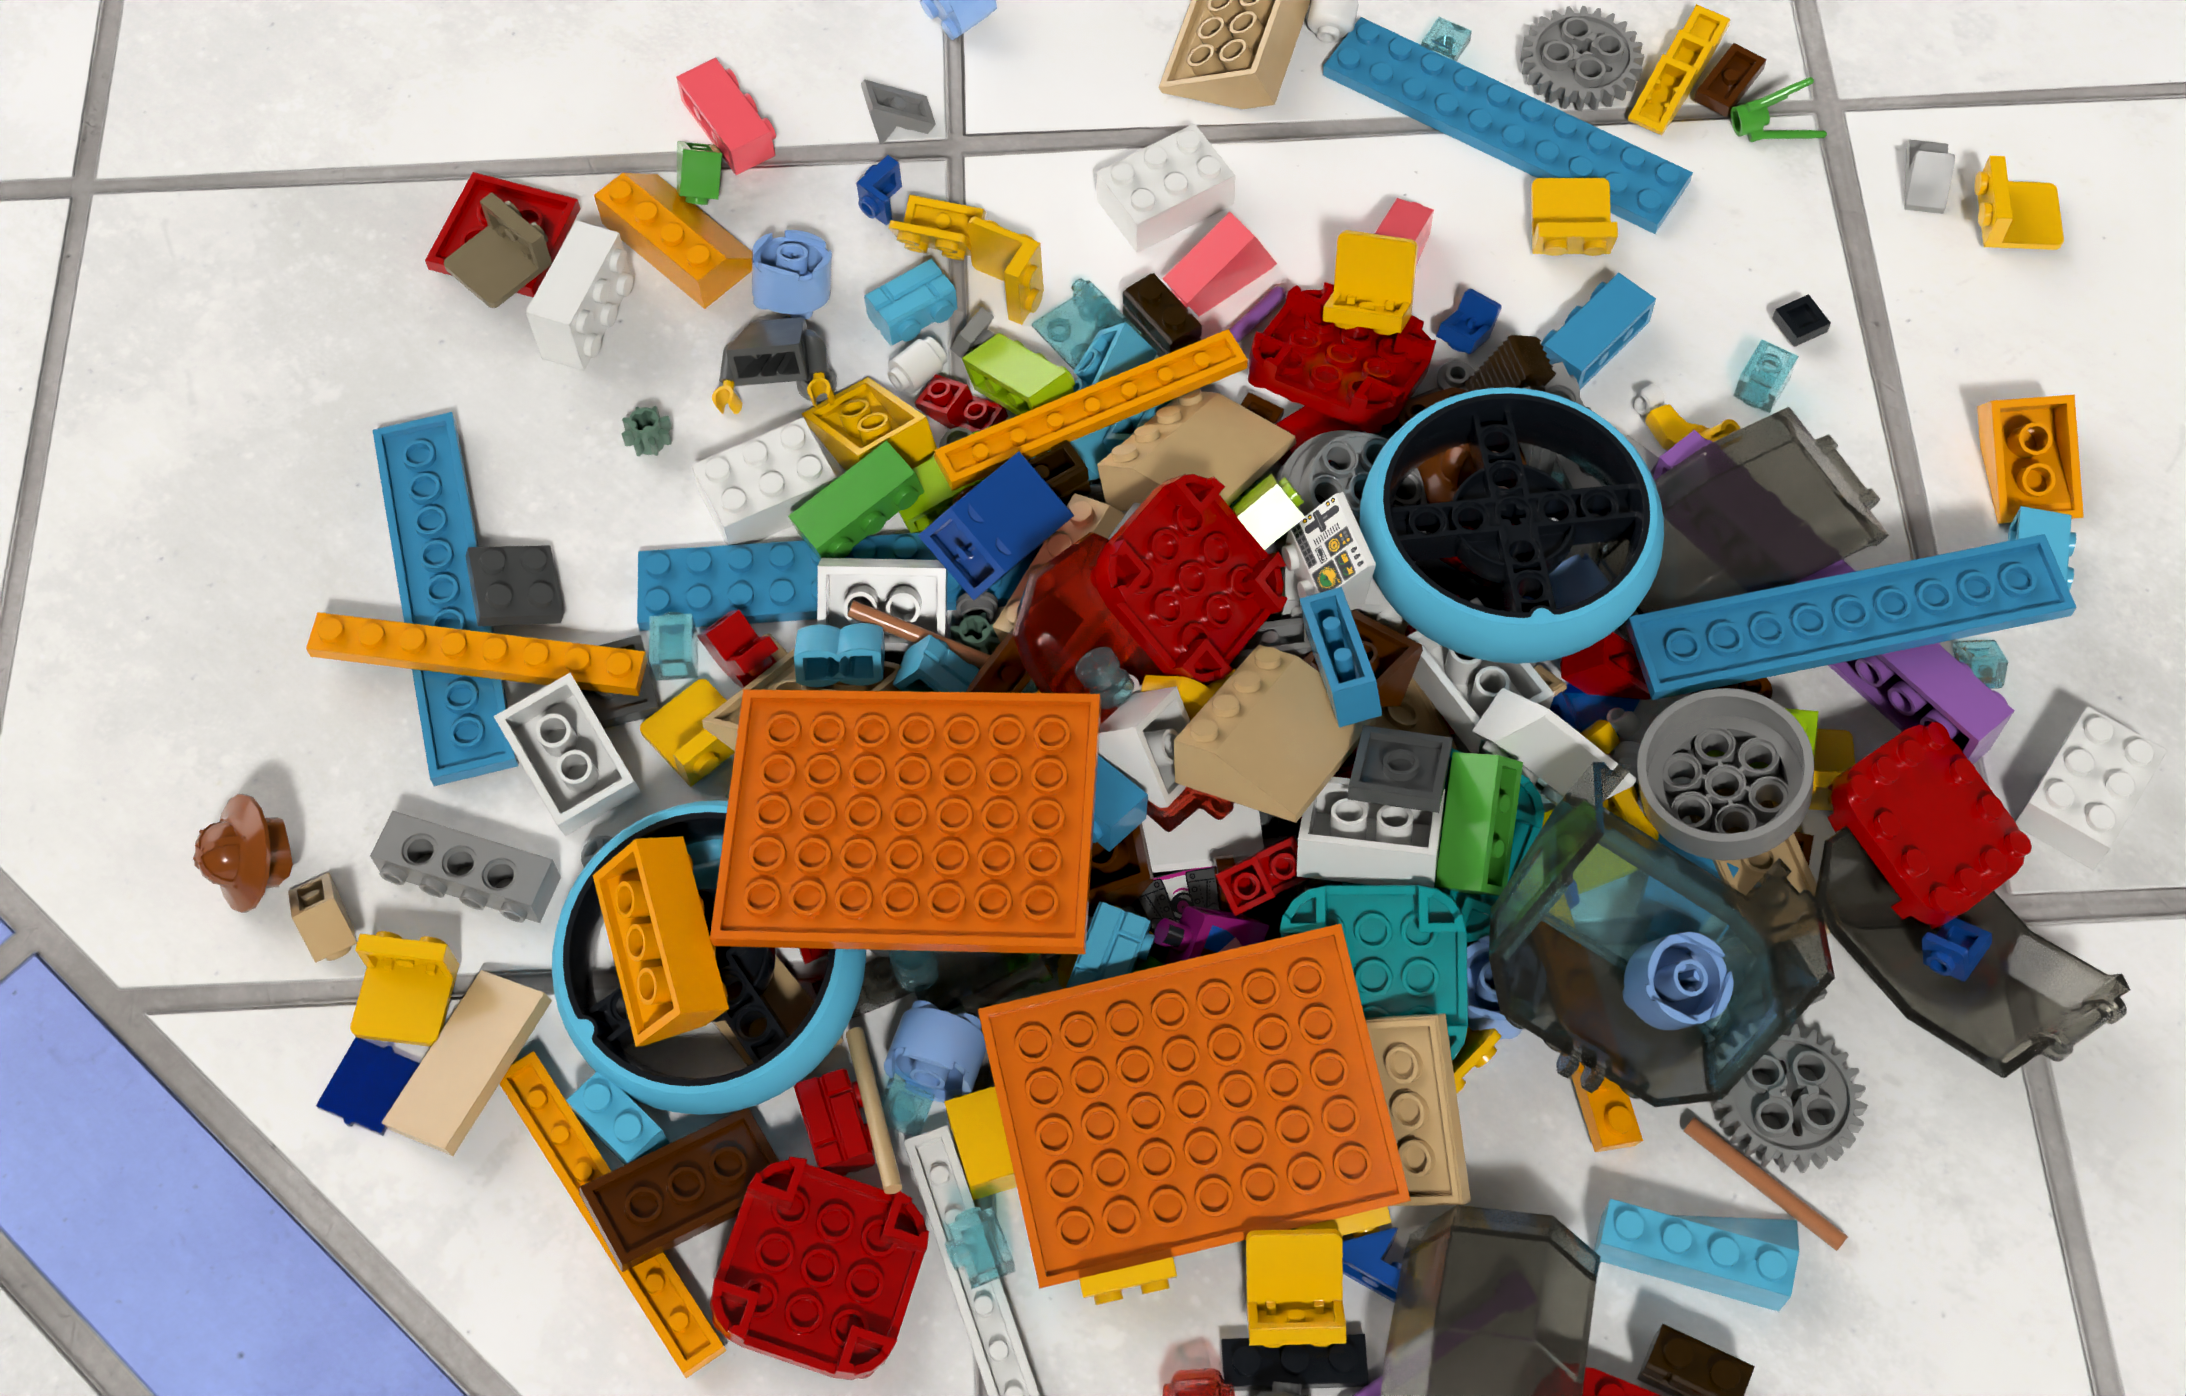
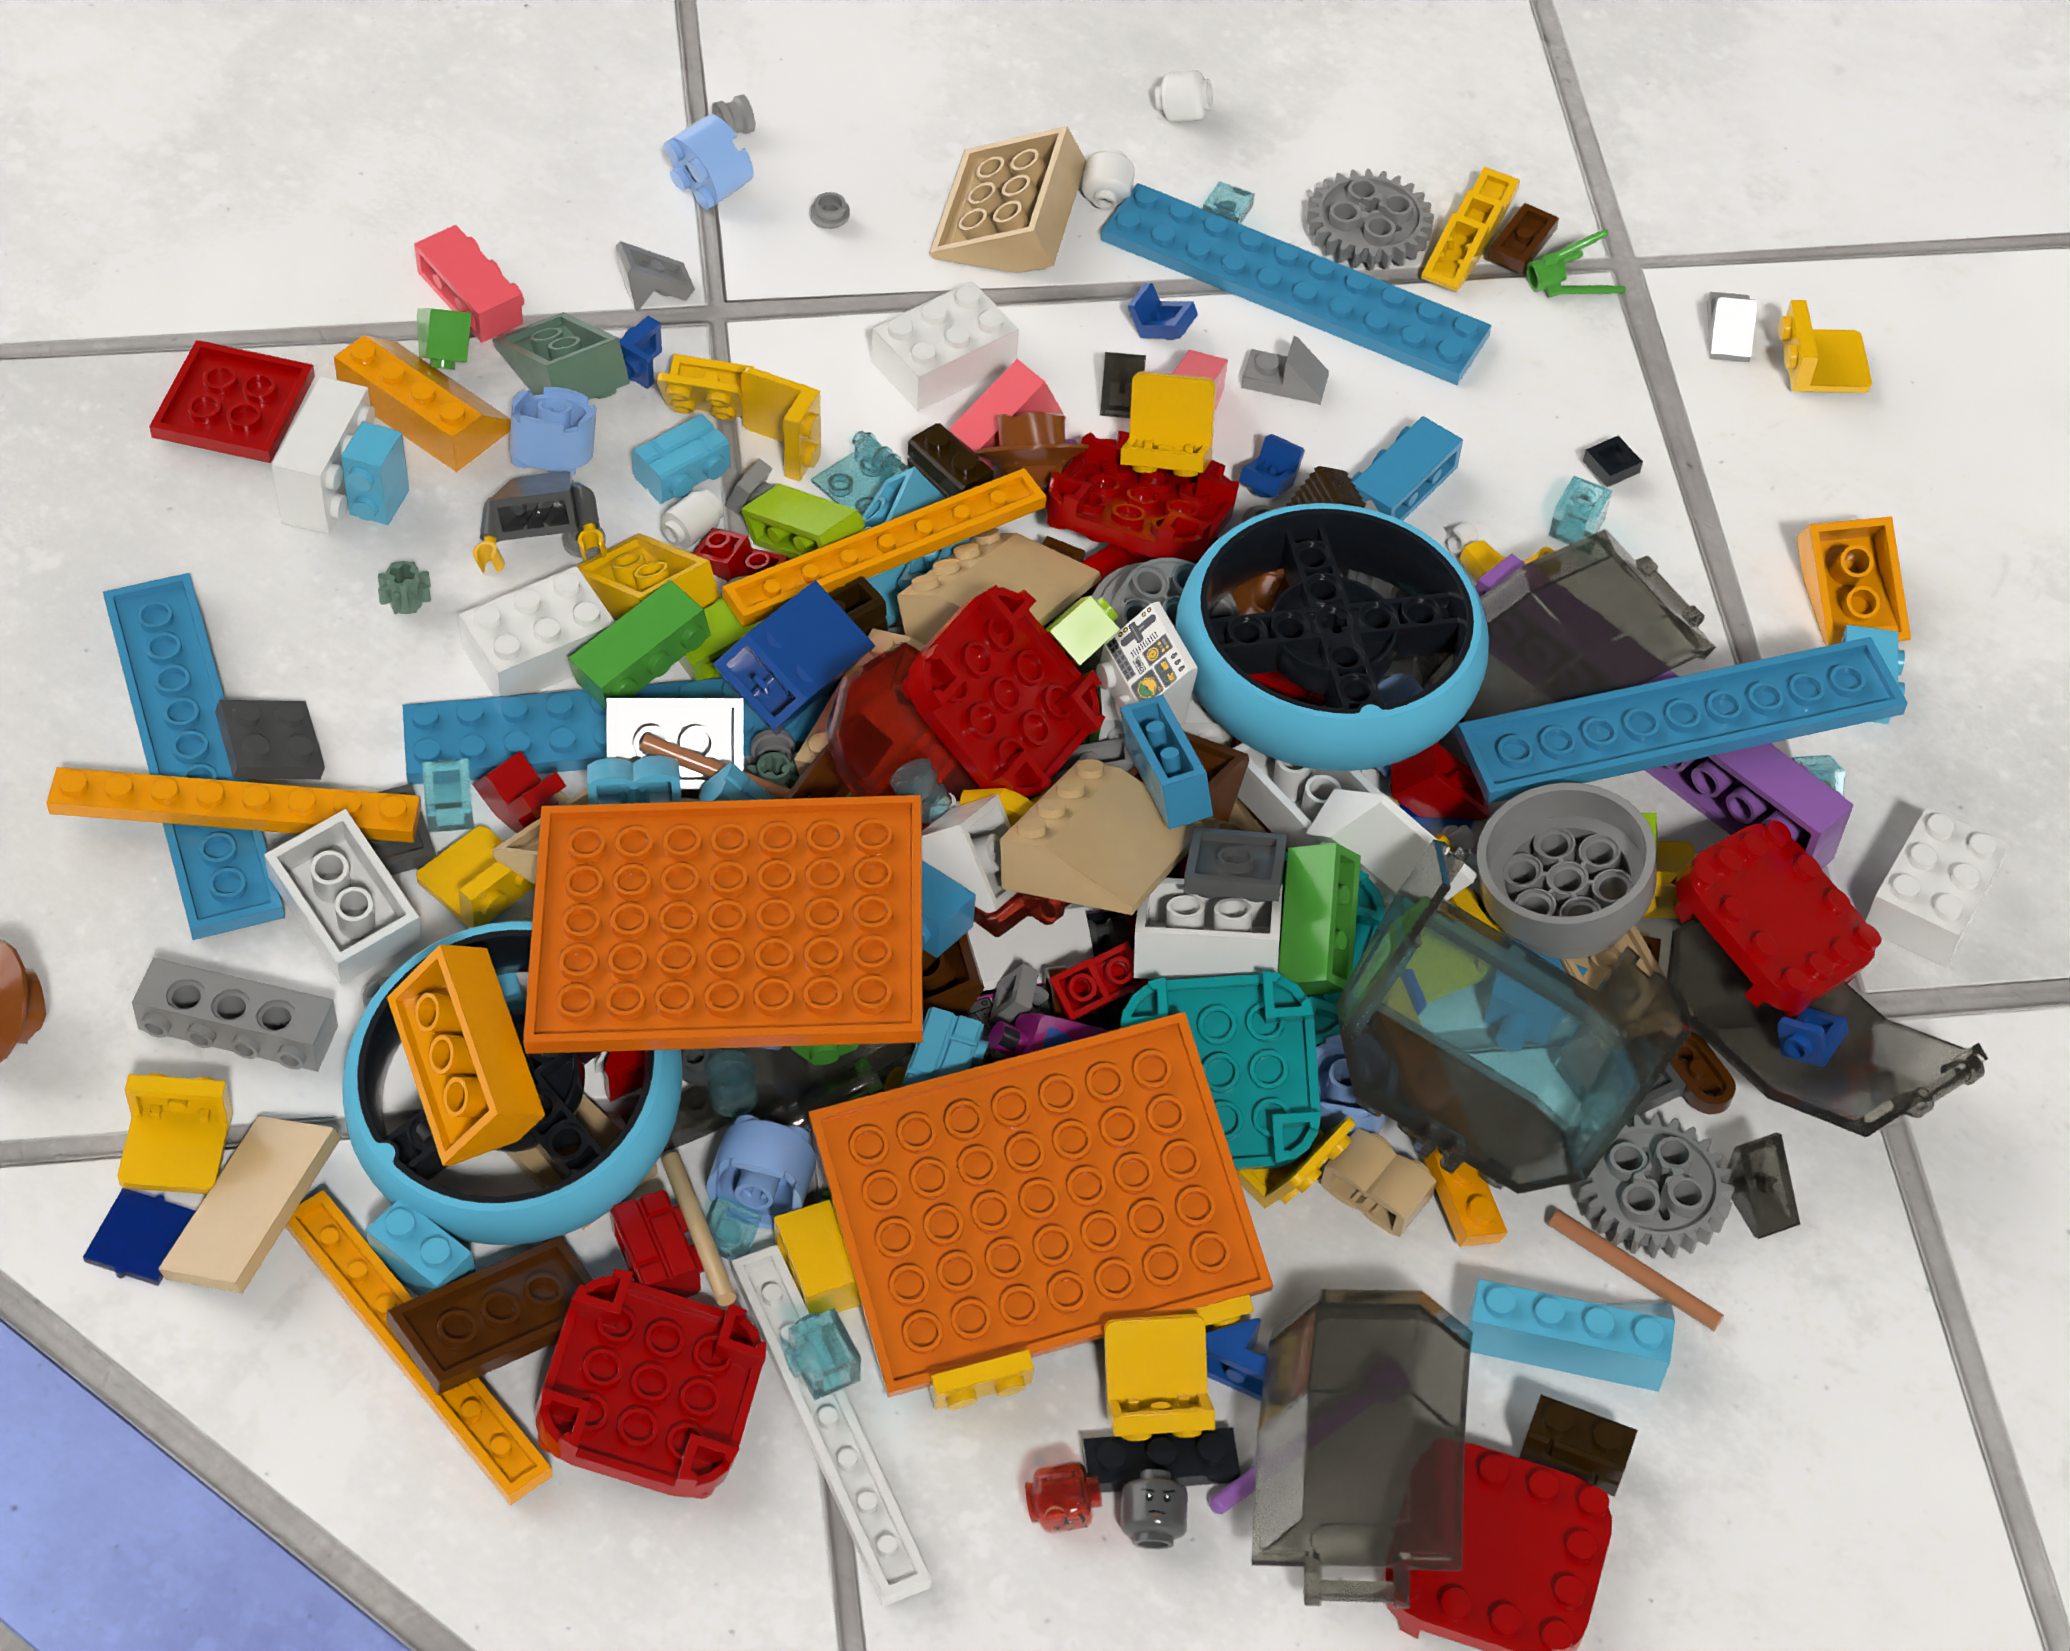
camera: 10 degrees left, 10 degrees down
(322, 918) = (80, 1070): tan slope -> none
(501, 255) = (238, 416): dark tan bracket -> none
(625, 315) = (375, 473): none -> medium azure brick
(809, 194) = (565, 355): none -> sand green slope
(1067, 43) = (830, 210): none -> light grey plate
(1185, 883) = (1017, 994): none -> light grey tile
(1240, 303) = (1033, 443): none -> dark orange helmet
(1331, 217) = (1117, 383): none -> clear smoke slope
(1373, 160) = (1160, 318): none -> blue bracket
(1422, 1105) = (1281, 1193): tan tile -> none
(1495, 223) = (1290, 376): none -> light grey slope
(1523, 1083) = (1379, 1182): none -> tan brick
(1572, 216) = (1371, 367): yellow bracket -> none
(1677, 981) = (1532, 1069): light blue brick -> none
(1849, 980) = (1704, 1074): none -> reddish brown plate
(1896, 1105) = (1763, 1186): none -> clear smoke slope

